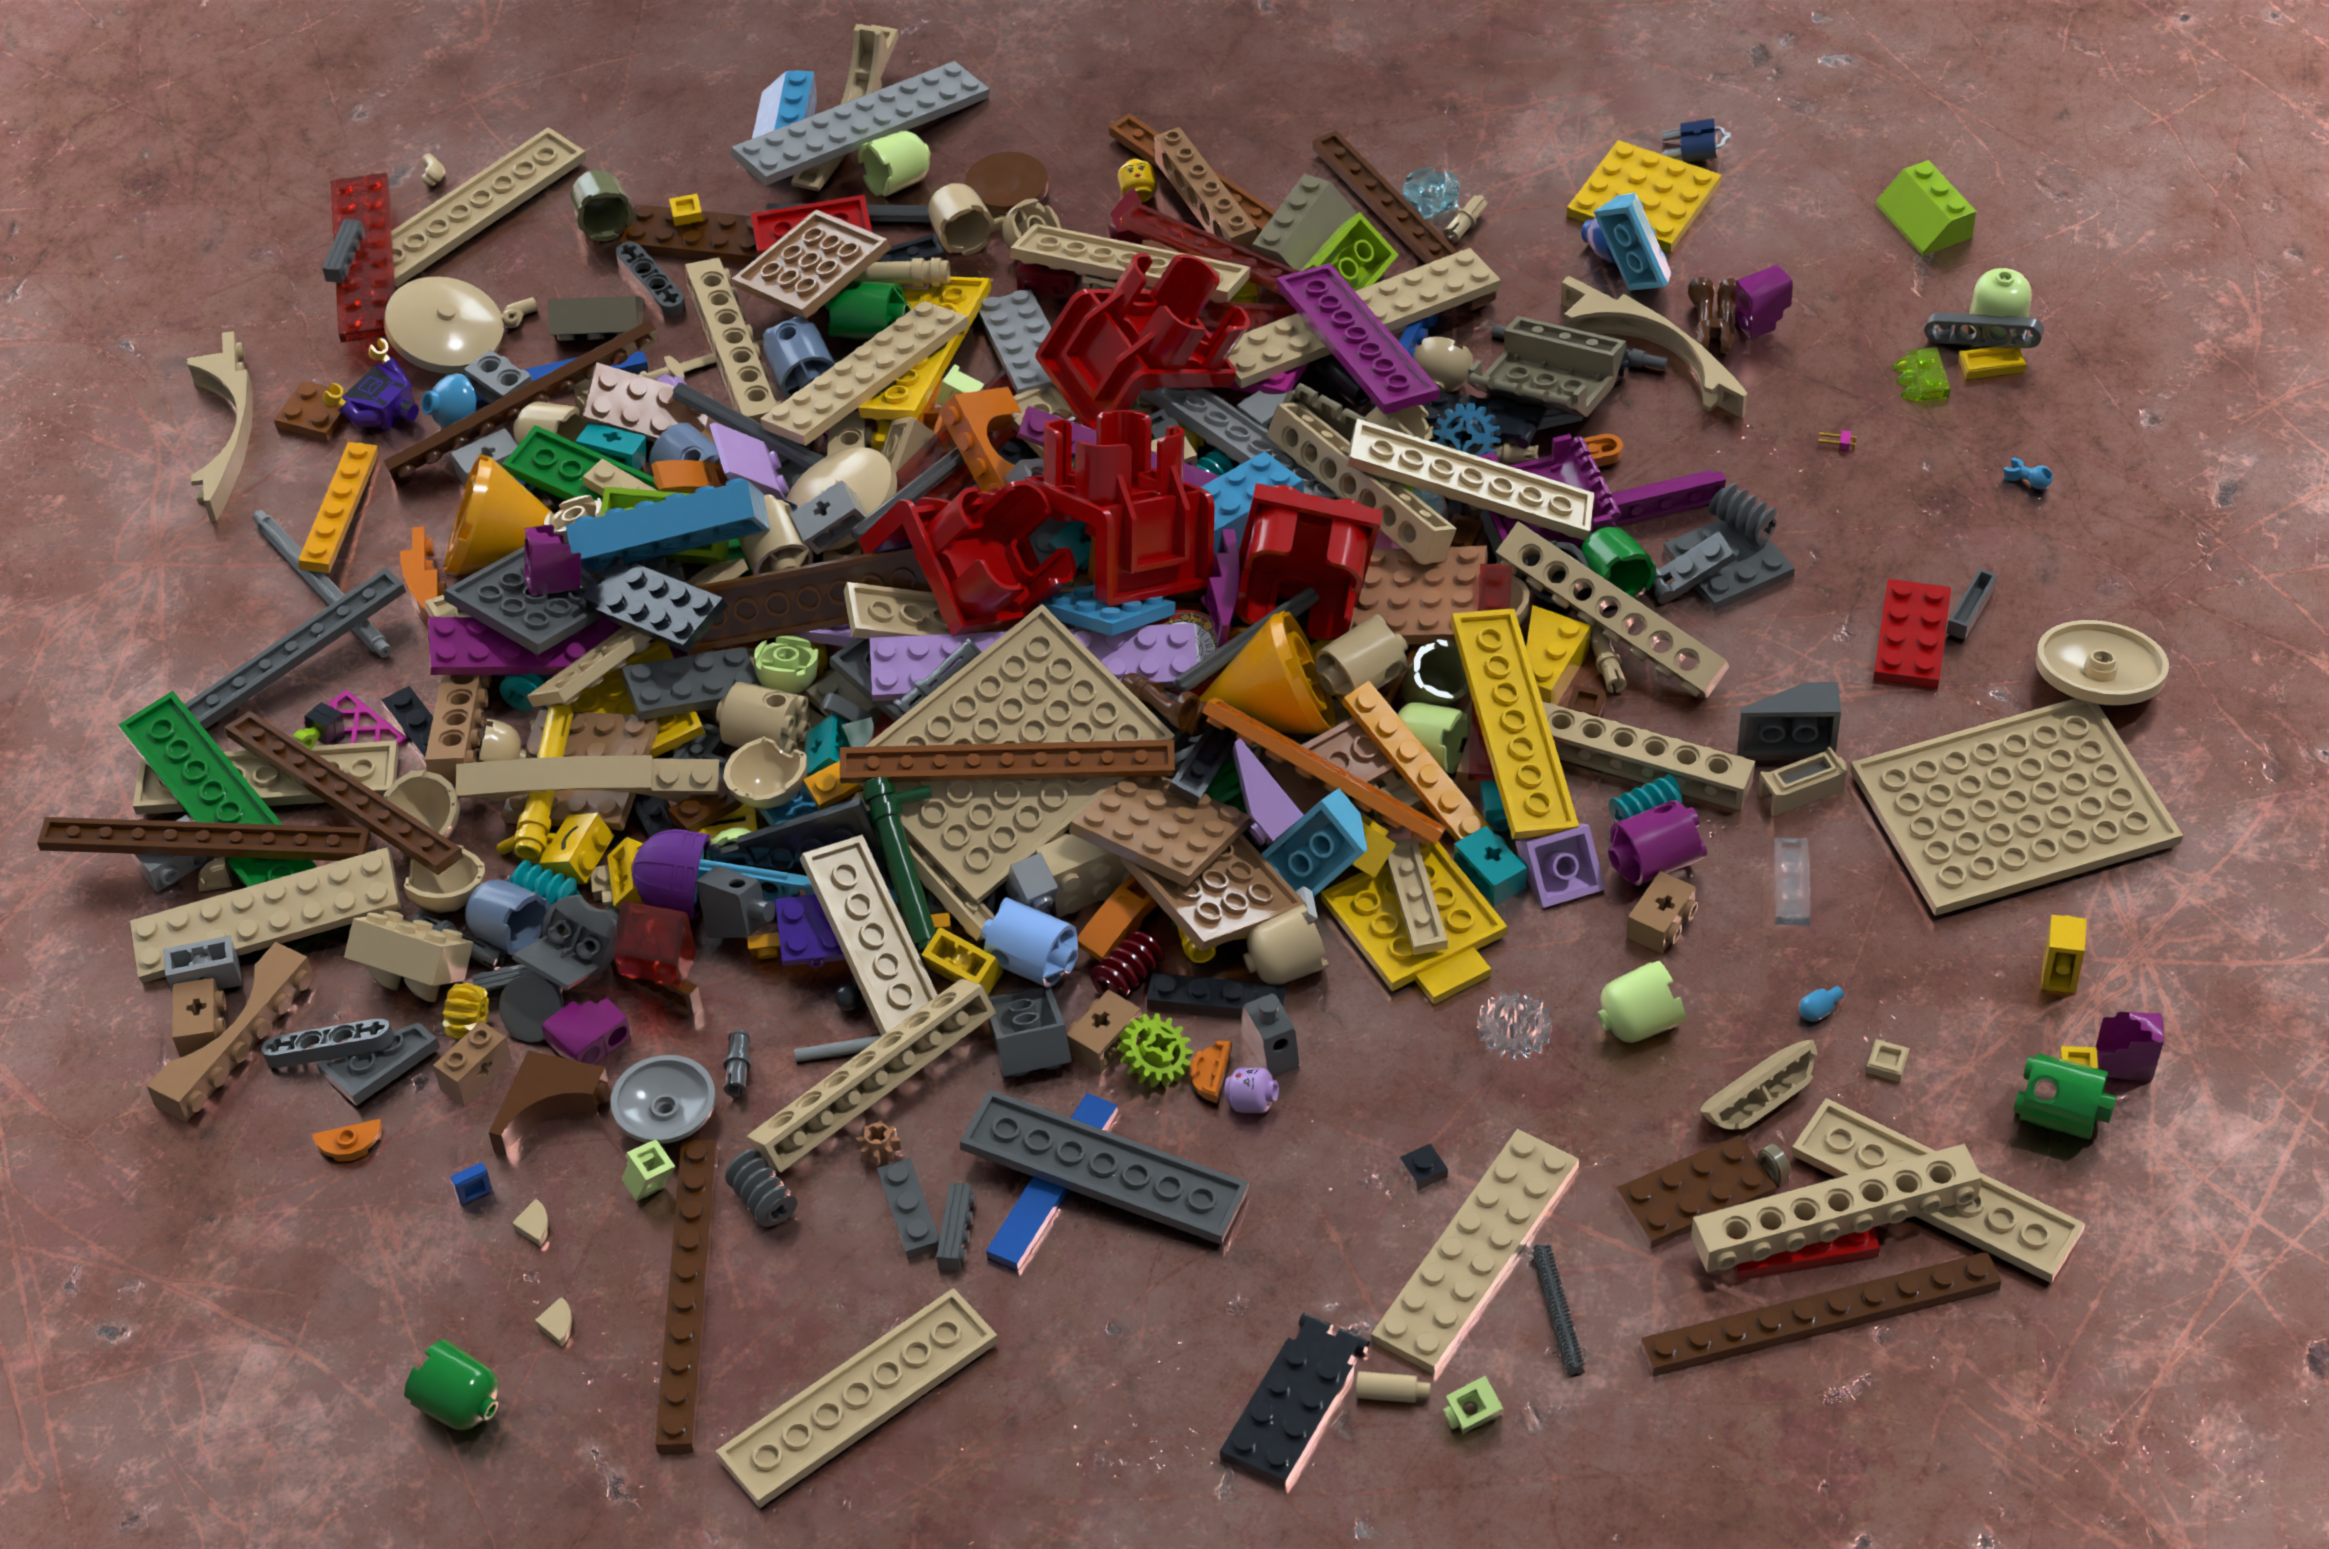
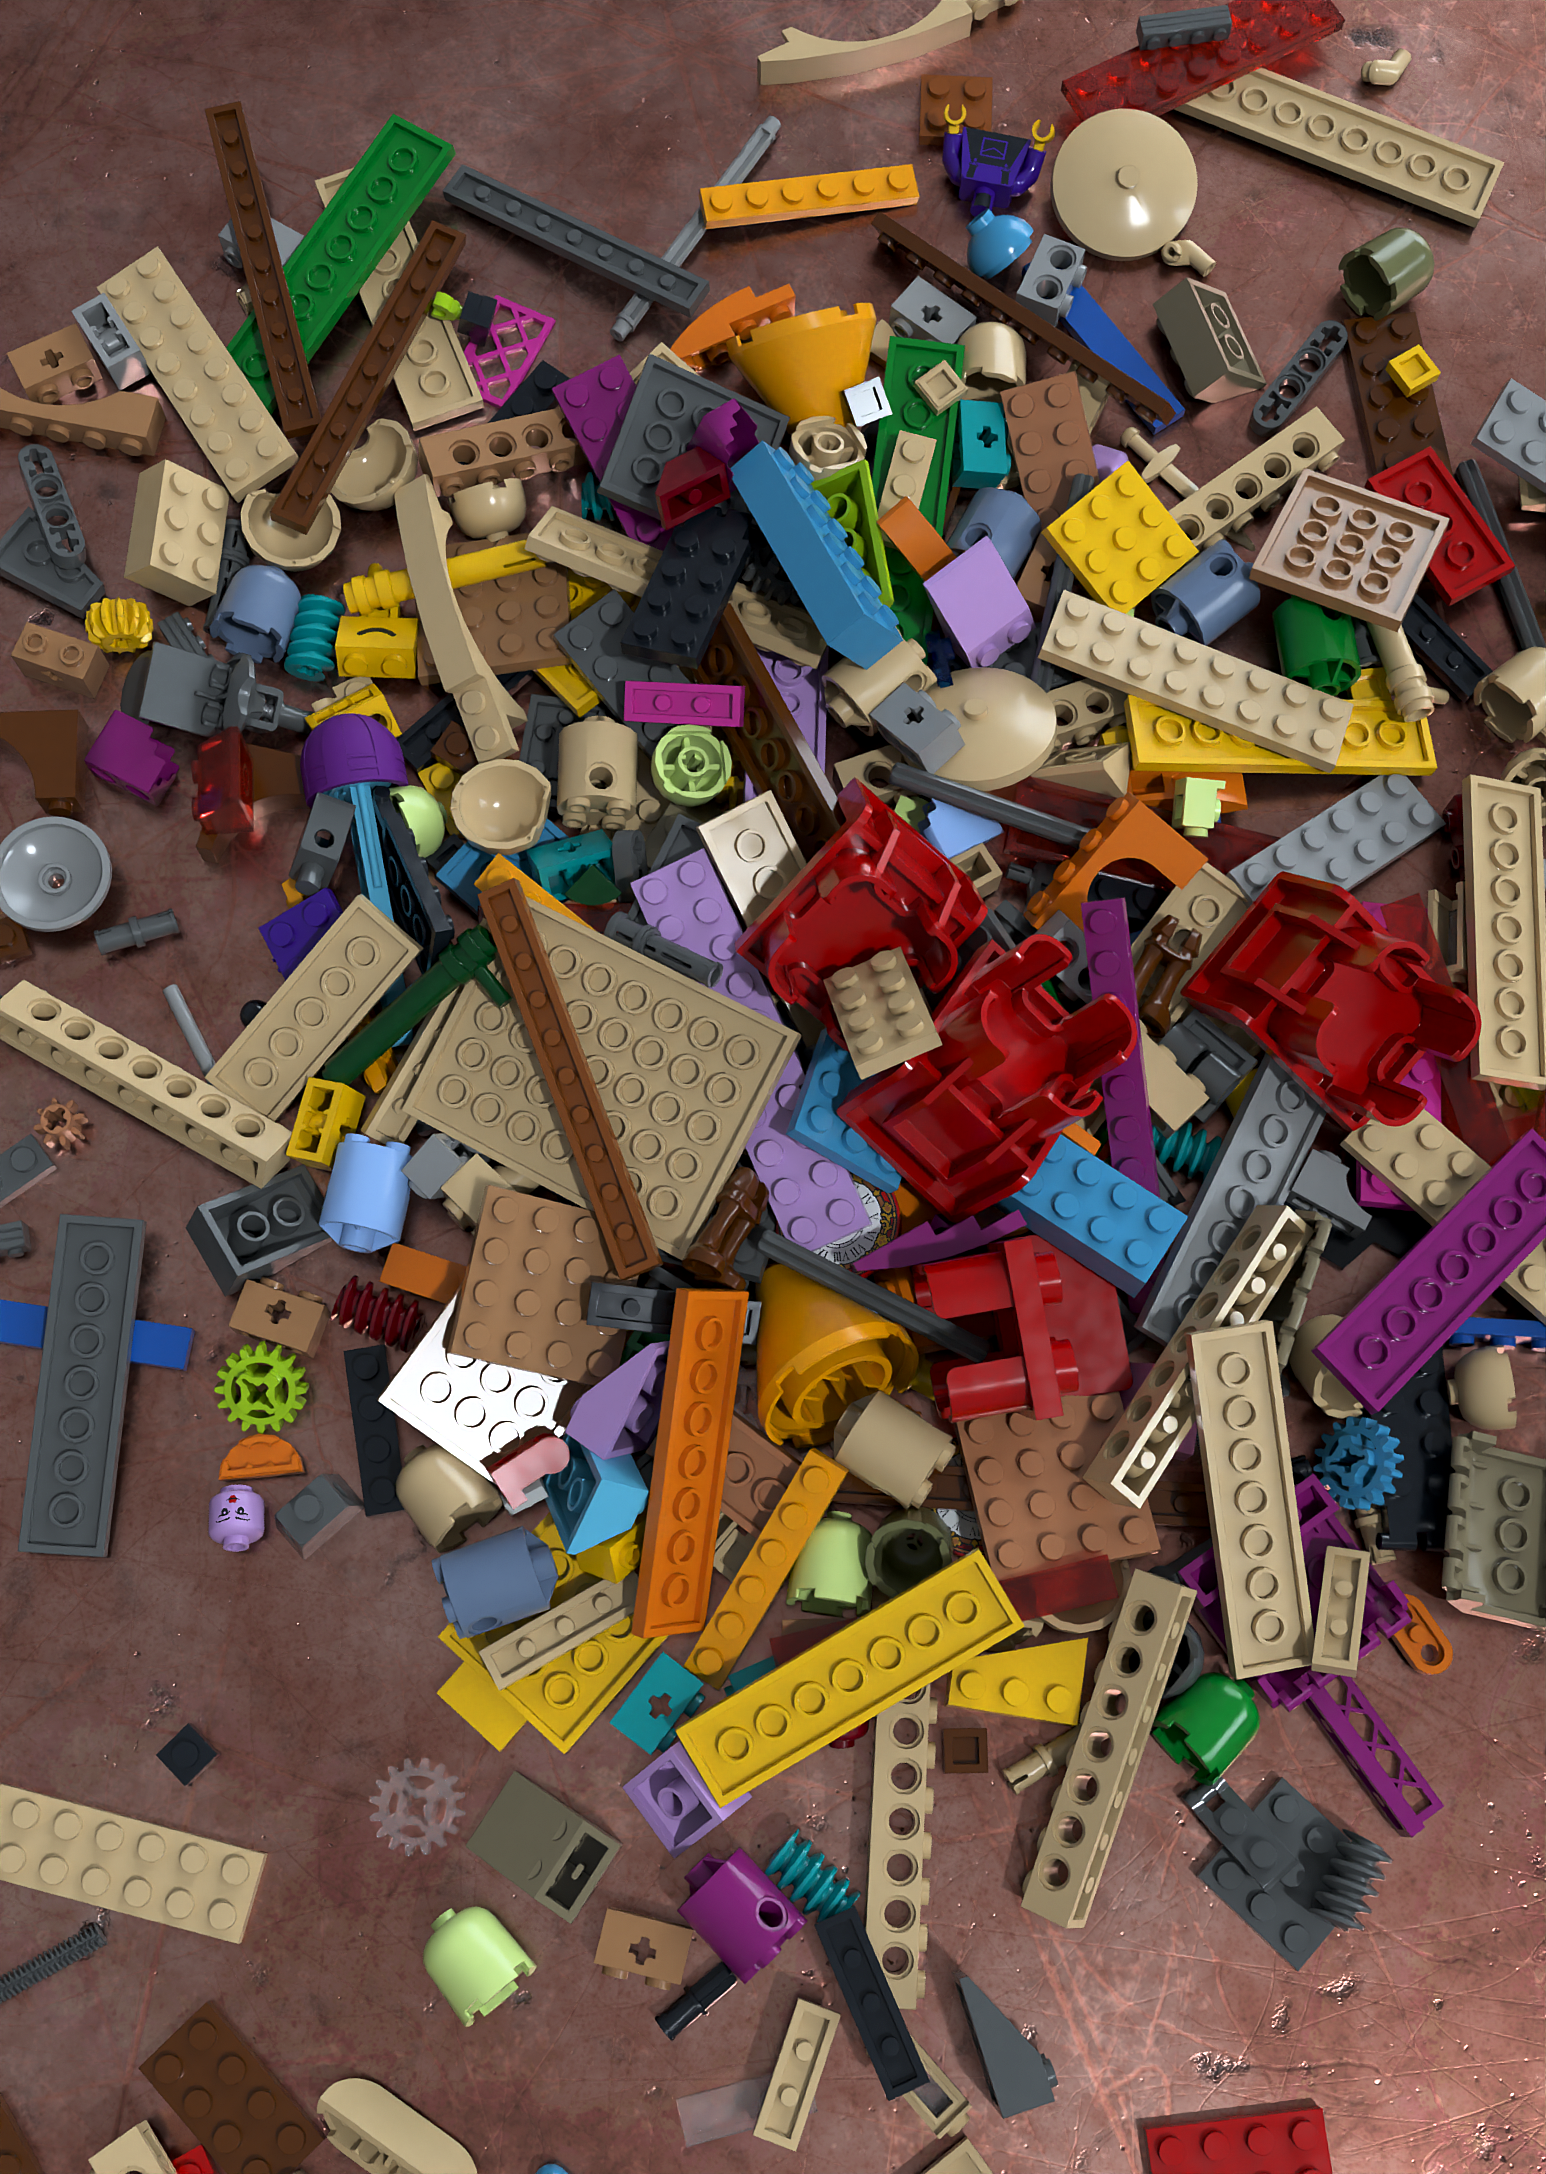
camera: 65 degrees right, 25 degrees up
(550, 487) = (866, 402): none -> plate
(561, 446) = (940, 387): none -> tan tile
(570, 587) = (690, 486): none -> dark red slope
(735, 382) = (1120, 540): none -> yellow plate
(740, 641) = (684, 703): none -> dark pink plate
(1054, 538) = (881, 1012): none -> tan plate
(1288, 881) = (528, 1463): none -> leg
(1367, 917) = (496, 1581): none -> sand blue cylinder
(1567, 468) = (1341, 1611): none -> tan plate
(1572, 949) = (543, 1846): none -> dark tan slope
(1710, 895) = (696, 2000): none -> black axle
(1741, 775) = (871, 2003): none -> black plate
(1778, 835) = (796, 2074): none -> tan plate

